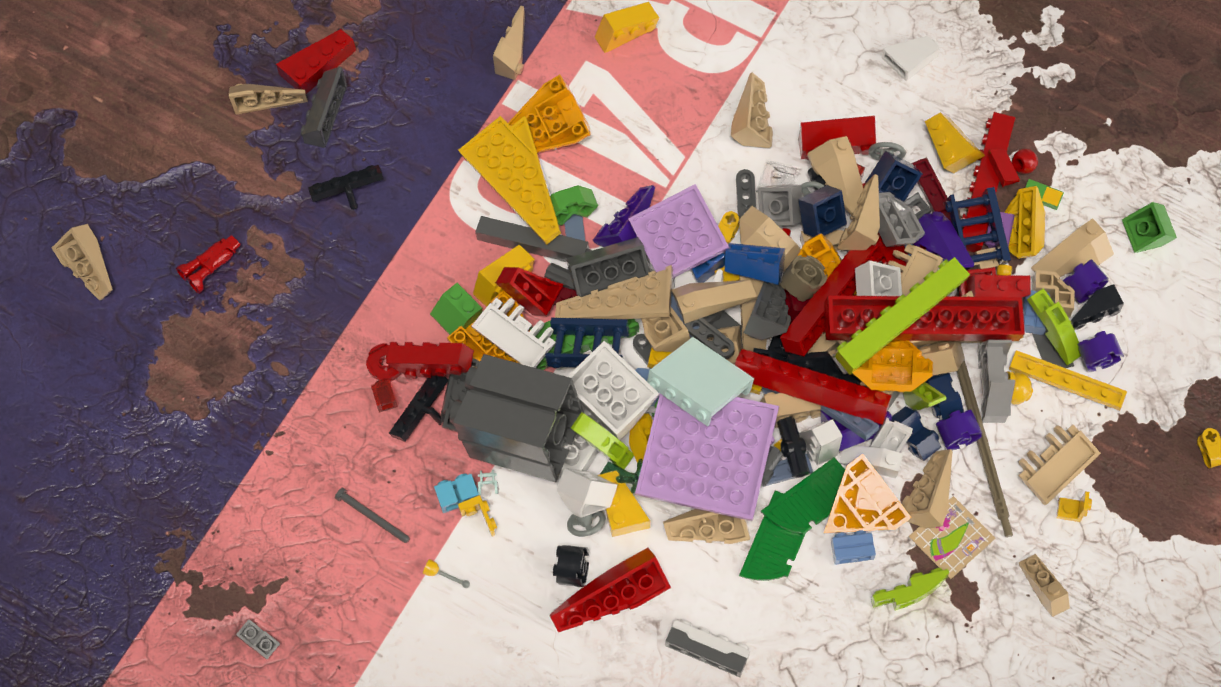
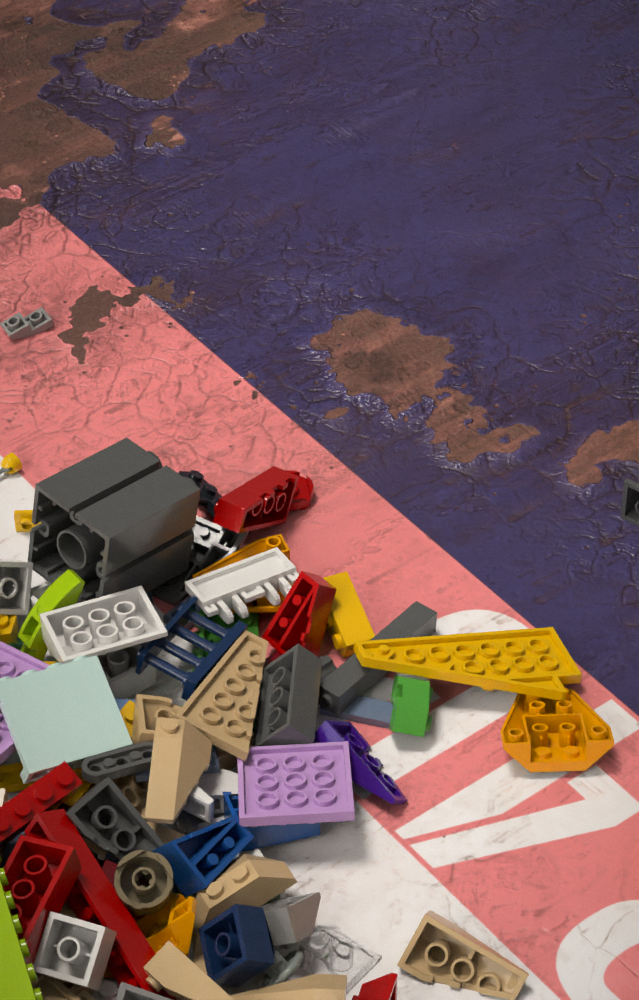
camera: 110 degrees right, 25 degrees down
(82, 254) = (565, 289): tan wedge -> none
(210, 260) = (501, 377): red piece -> none
(342, 495) = (145, 419): dark grey bar -> none
(345, 184) = (554, 515): black plate -> none
(384, 395) = (242, 471): clear red brick -> none
(456, 309) = (324, 562): bright green slope -> none
(729, 230) = (295, 861): yellow piece -> none
(745, 189) = (347, 910): dark grey plate -> none

